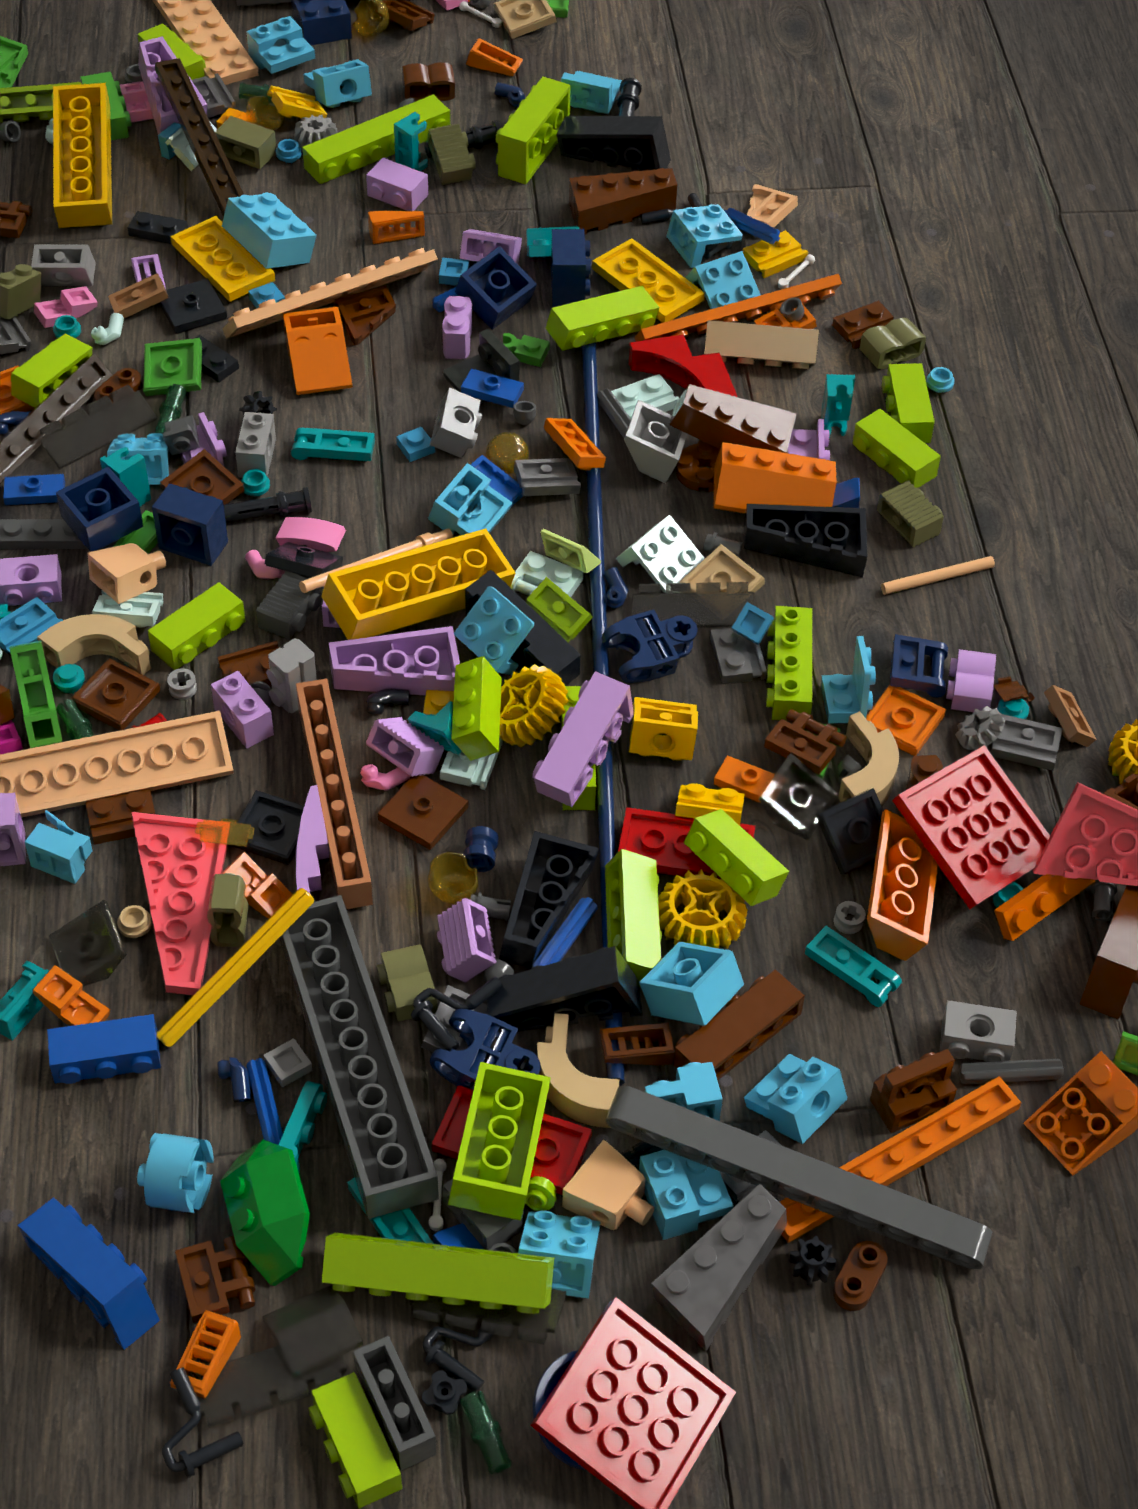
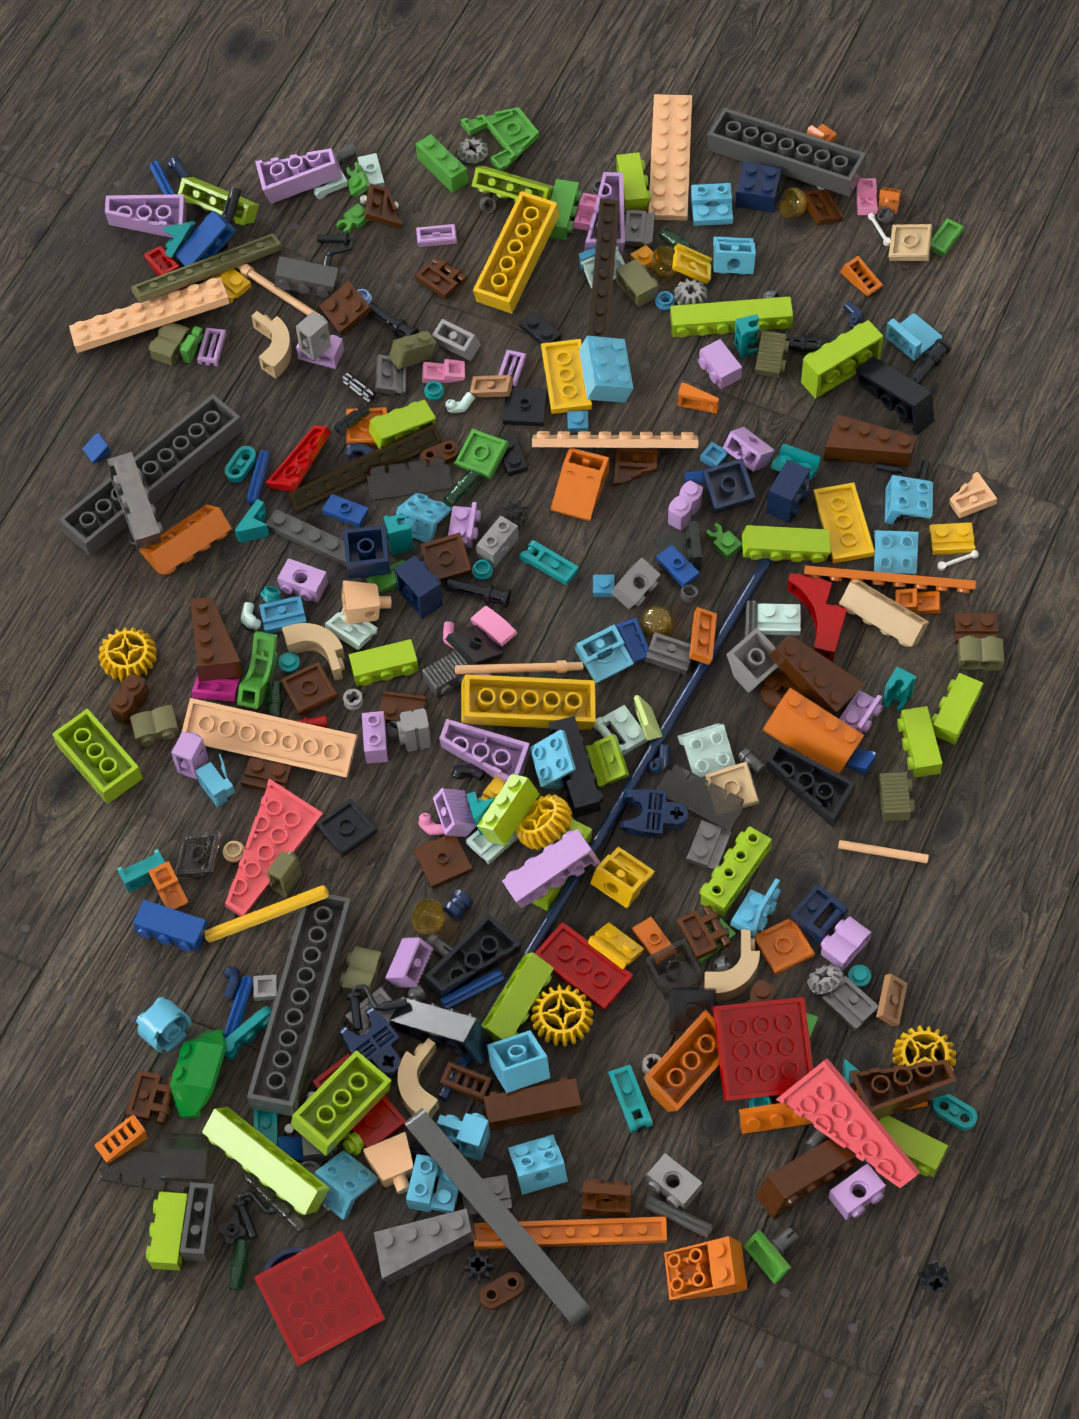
camera: 35 degrees right, 10 degrees up
(91, 1270) = (88, 1058): blue wedge -> none
(181, 435) = (453, 513): dark grey bracket -> none
(190, 1461) = (91, 1194): black piece -> none
(225, 832) = (315, 818): clear yellow piece -> none
(262, 892) = (314, 863): orange slope -> none
(311, 843) = (357, 852): lavender slope -> none
(335, 794) = (392, 824): nougat brick -> none
(423, 81) = (799, 279): reddish brown brick -> none
(736, 857) = (598, 992): lime brick -> none
(752, 623) = (725, 831): dark azure plate -> none
(753, 226) = (946, 509): blue axle -> none
(788, 311) = (925, 595): dark grey hinge -> none
(940, 380) = (994, 699): medium azure plate -> none
(1012, 690) = (868, 961): reddish brown piece -> none

